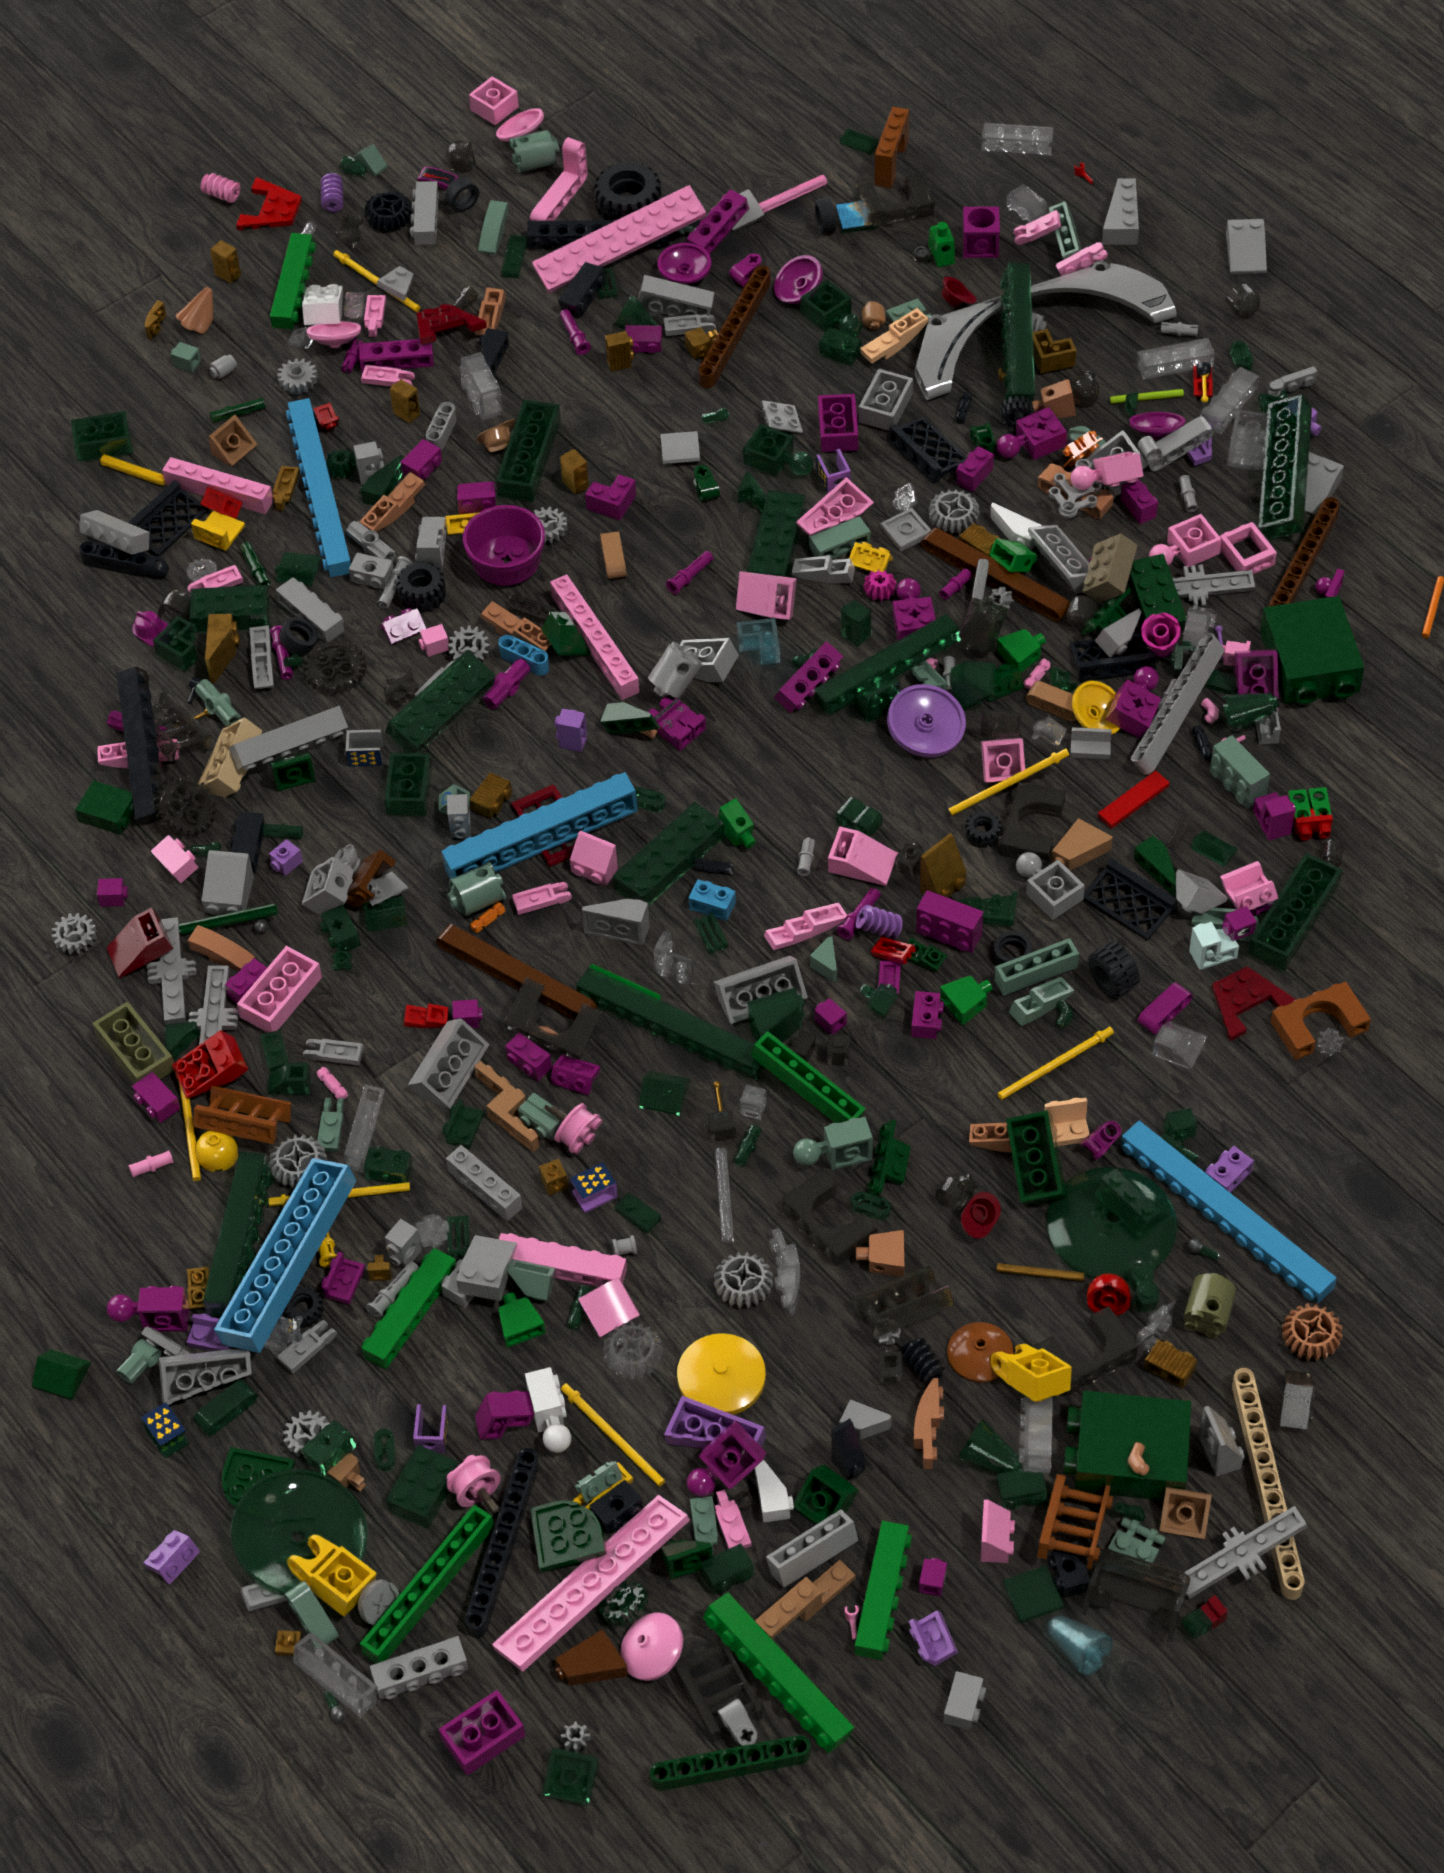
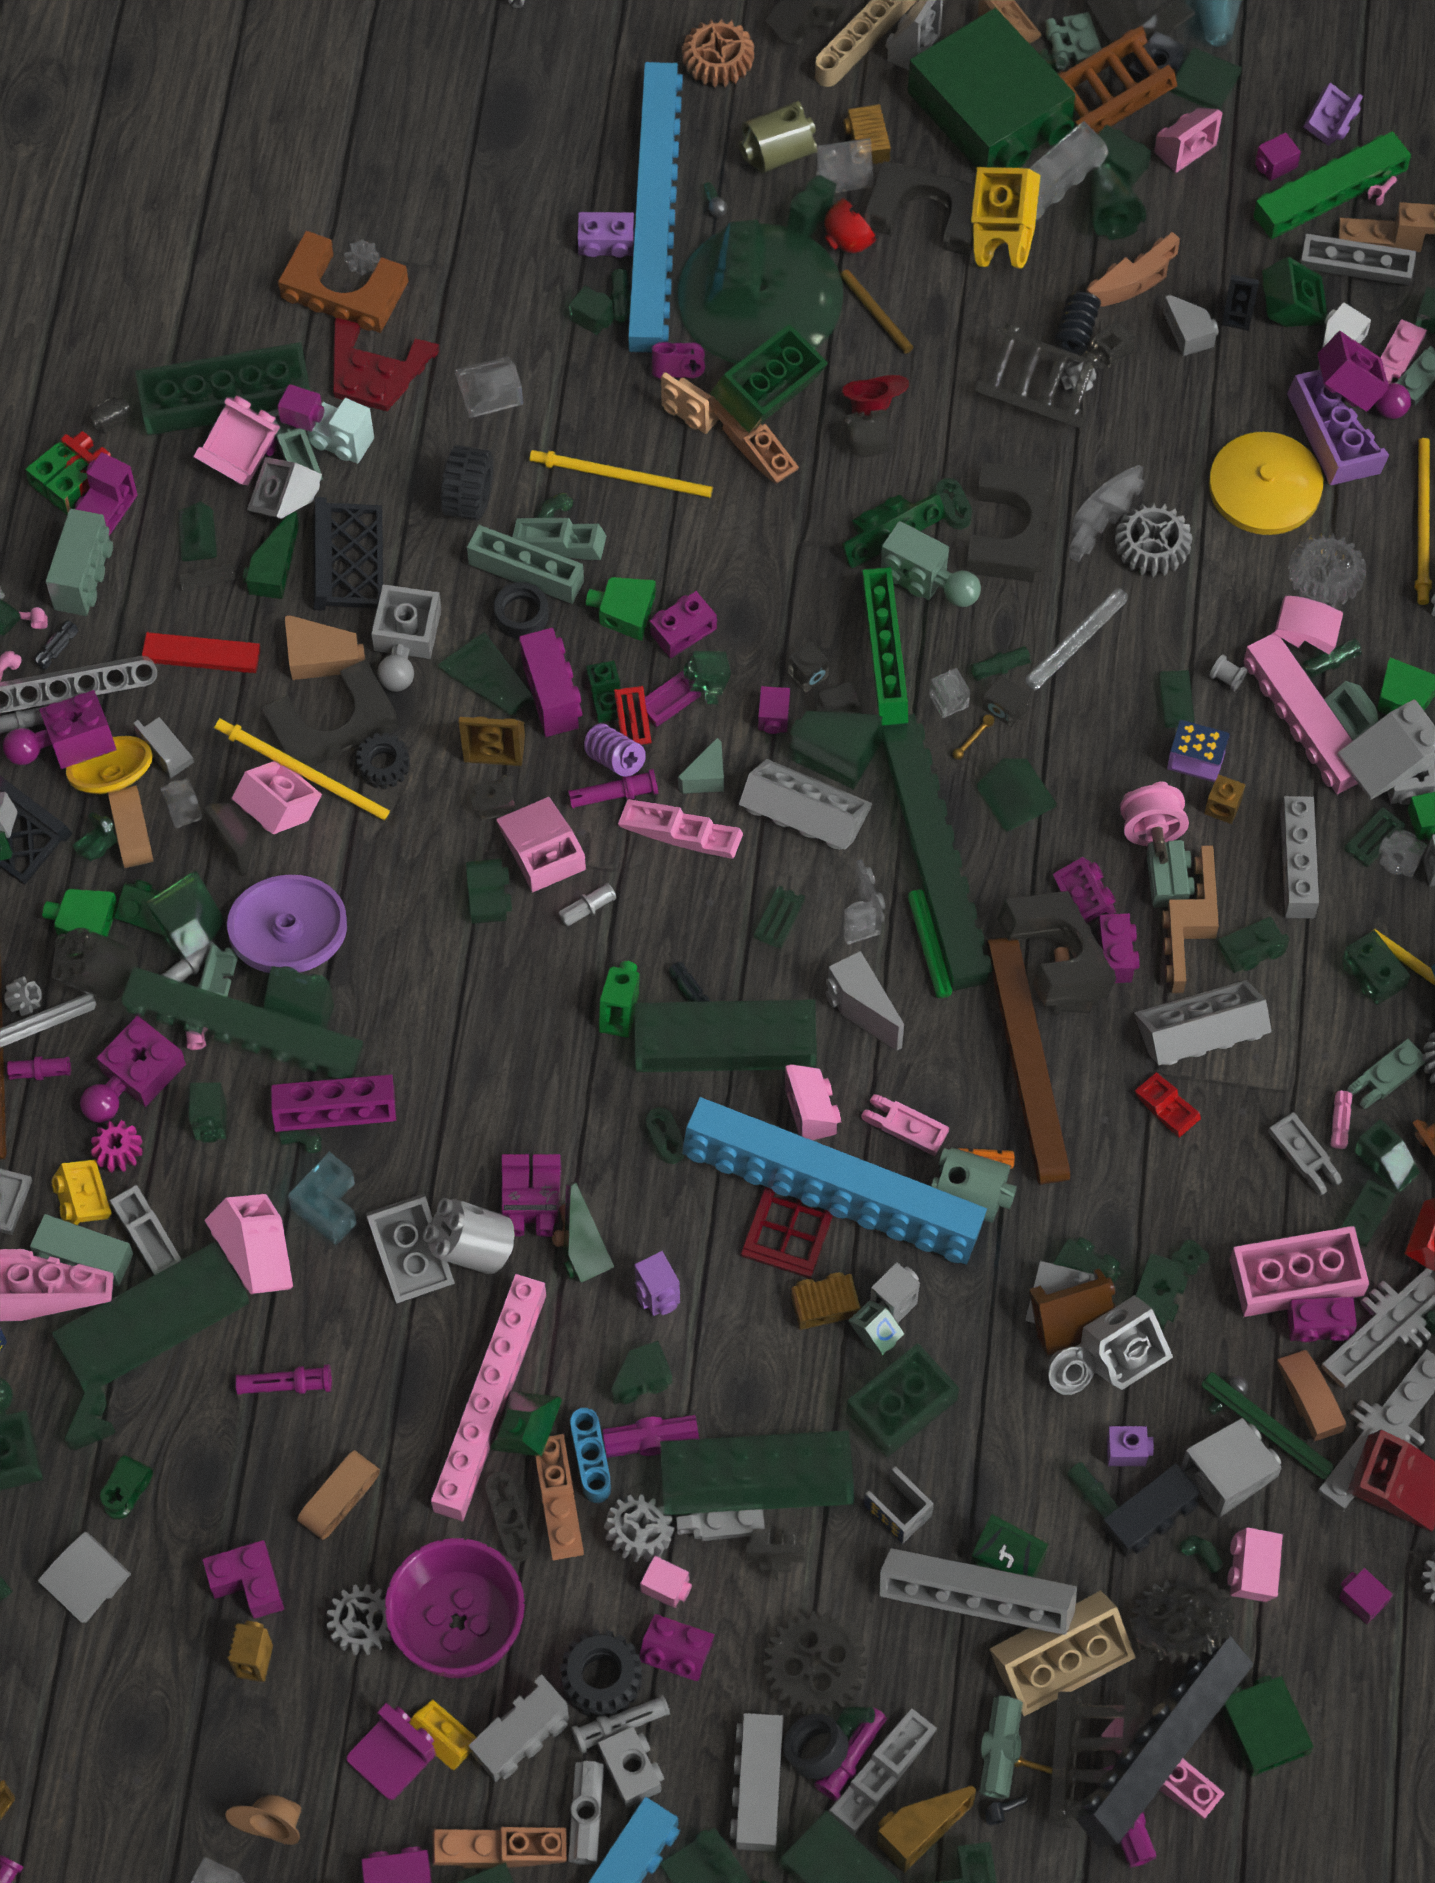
camera: 135 degrees left, 10 degrees up
(363, 1127) = (1364, 1024): clear brick -> none
(468, 1011) = (1127, 1059): magenta brick -> none
(528, 450) = (260, 1752): clear green brick -> none
(539, 702) = (641, 1373): none -> clear green slope
(713, 899) = (739, 945): dark azure brick -> none
(884, 1253) = (995, 441): nougat torso -> none
(964, 1700) = (1361, 51): light grey brick -> none
(975, 1361) = (1022, 306): dark orange dish -> none
(1037, 673) = (103, 879): bright pink axle -> none
(1136, 1461) = (1019, 52): nougat arm -> none
(1165, 1007) = (459, 423): magenta beam -> none

